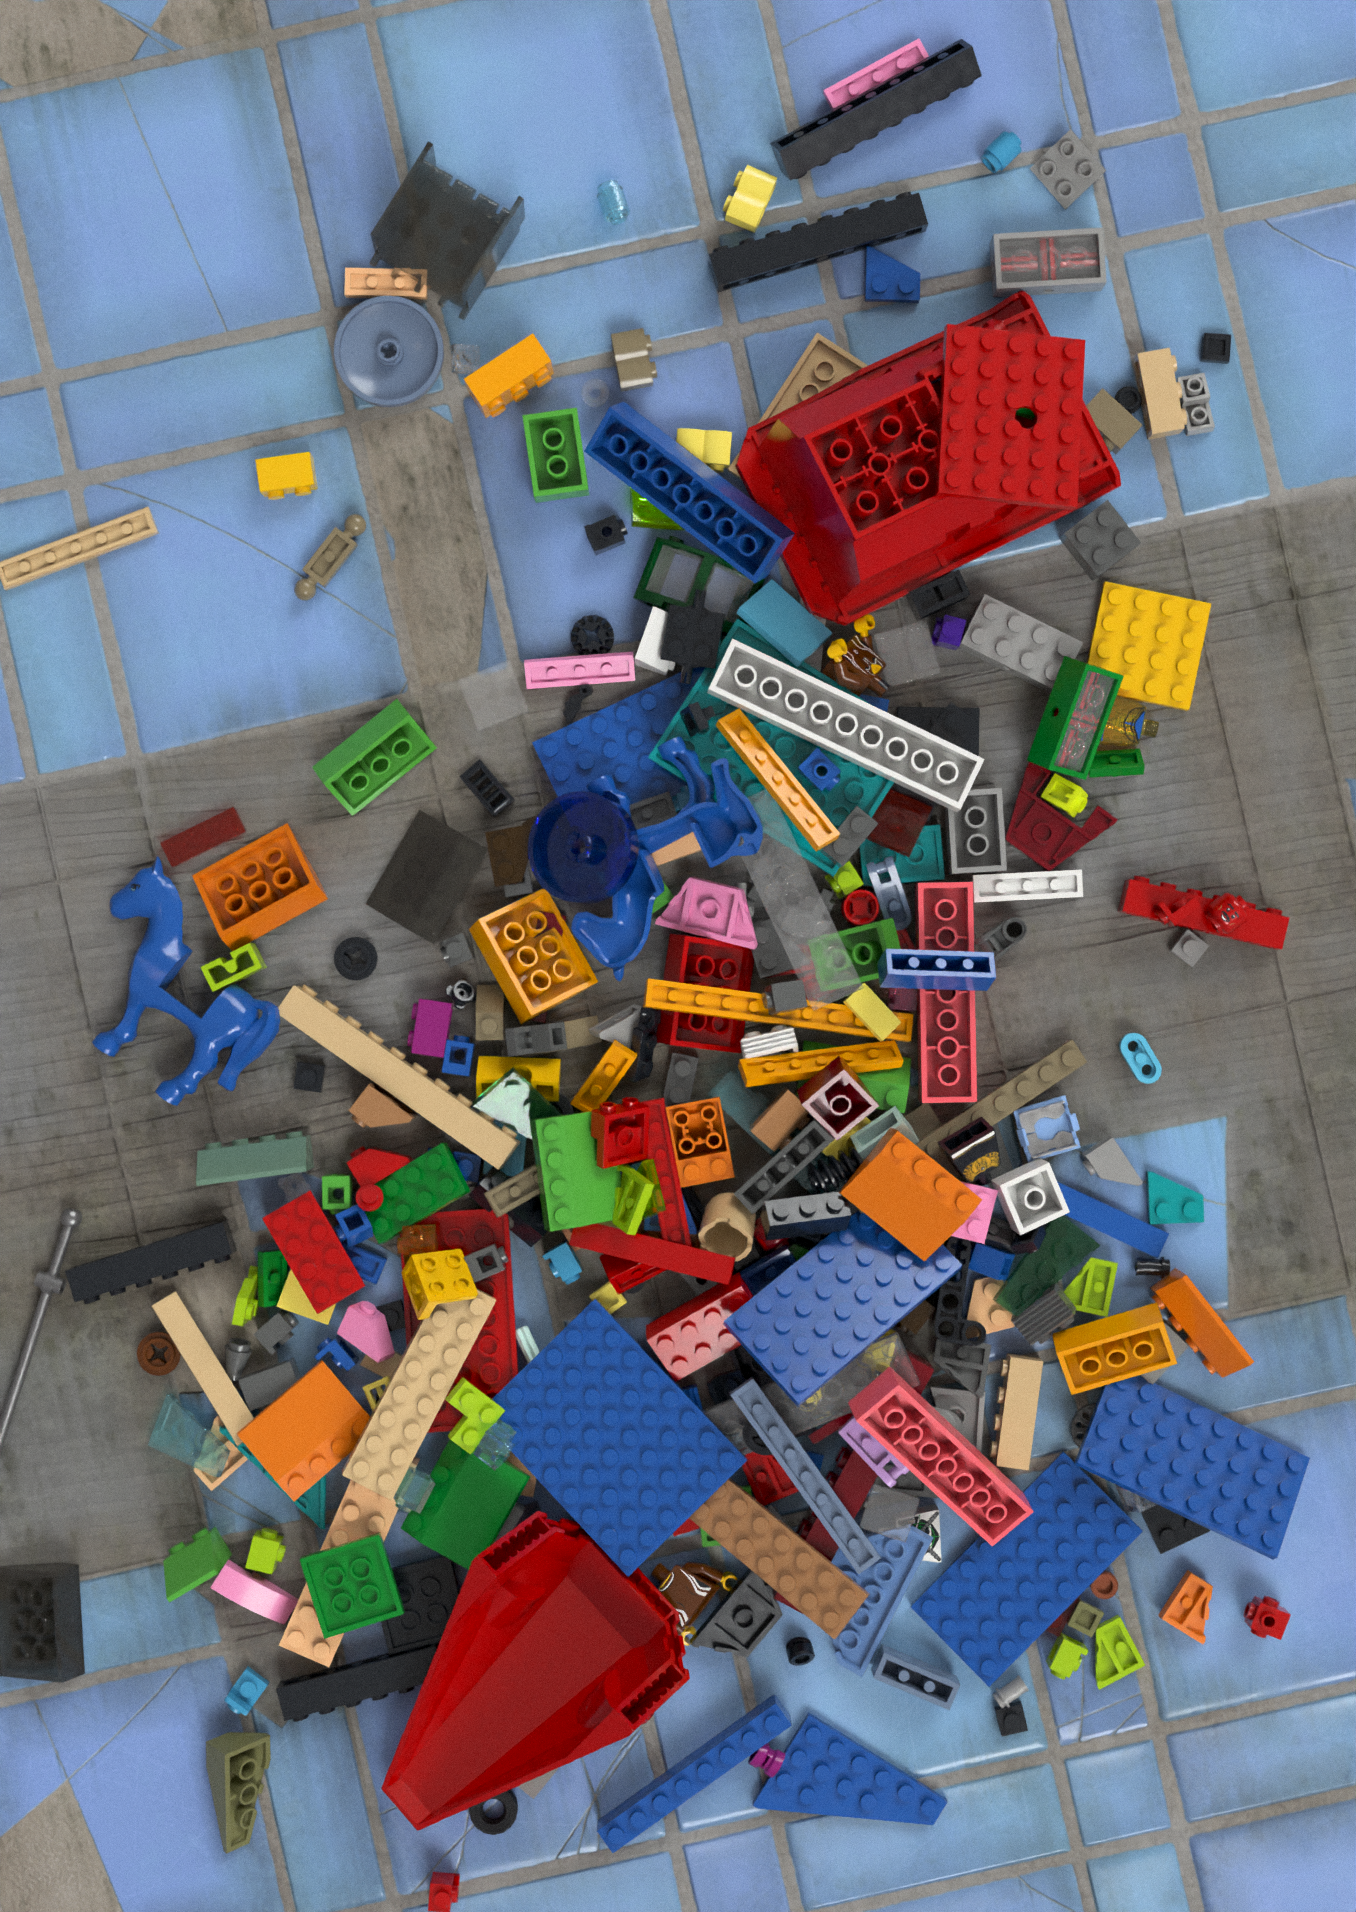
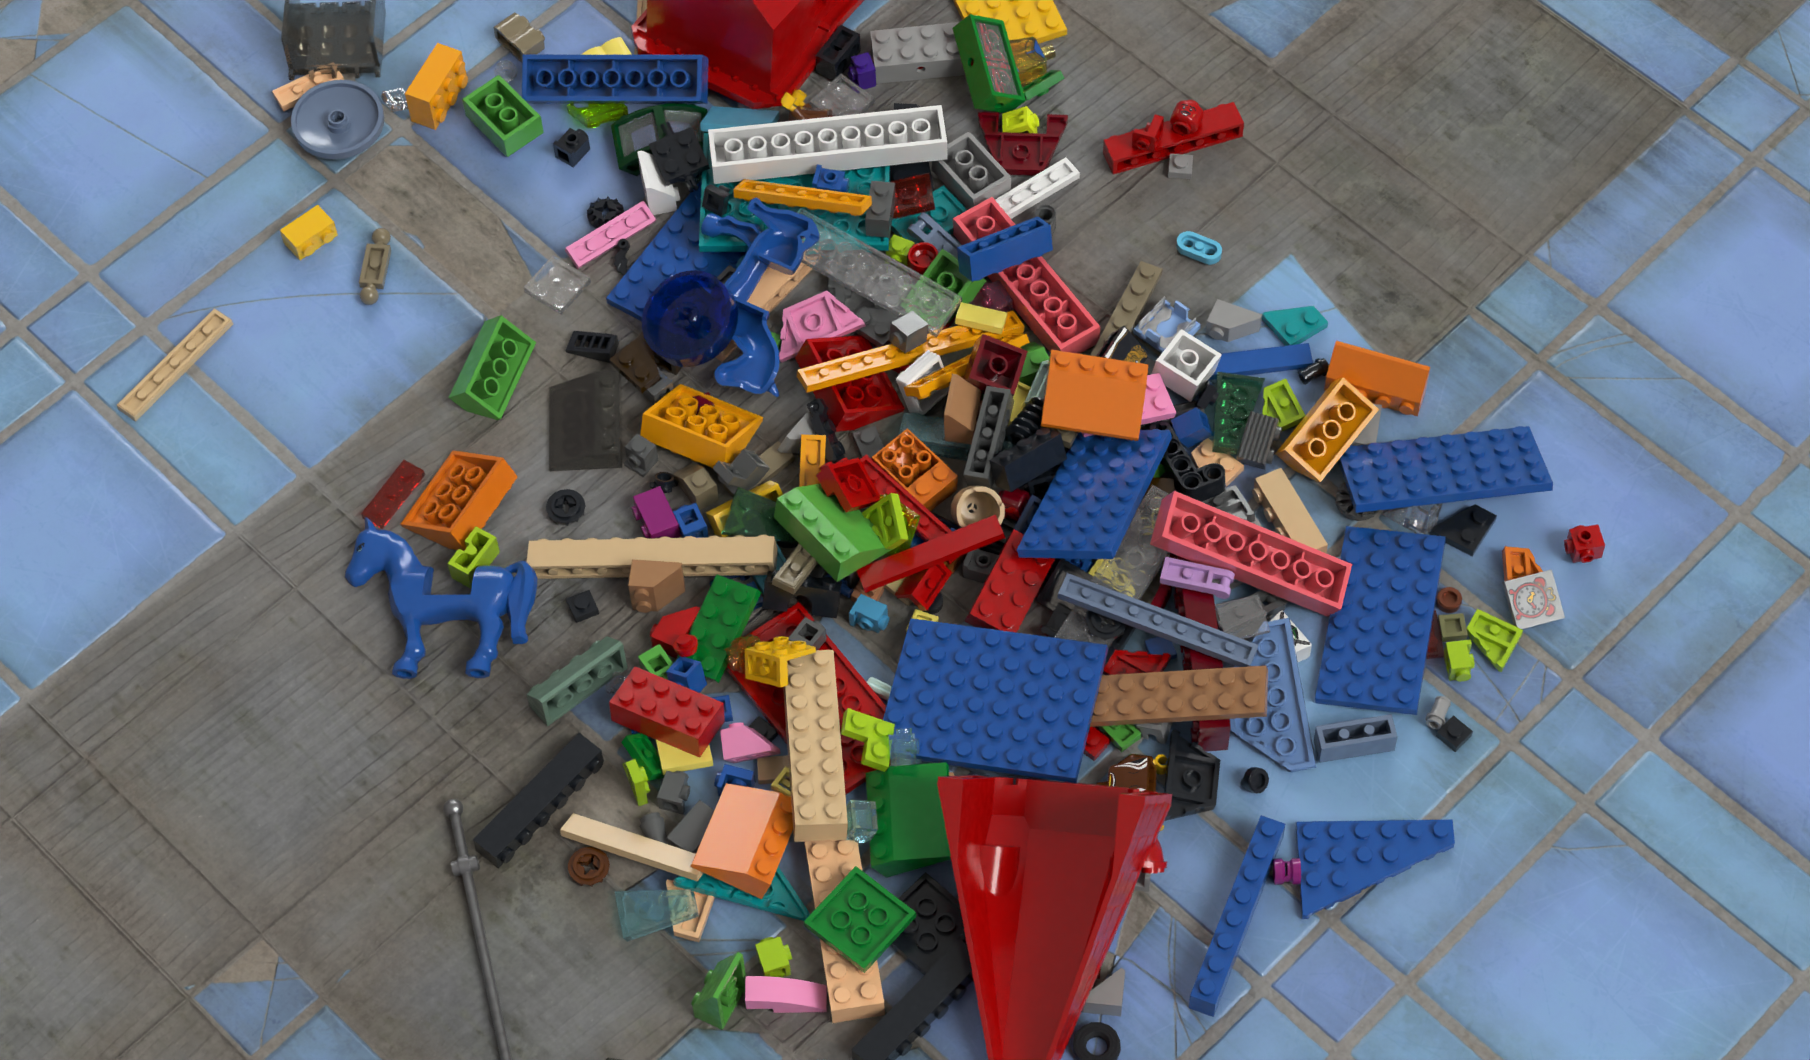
camera: 30 degrees left, 30 degrees down
(1177, 1642) = (1533, 599): none -> tile

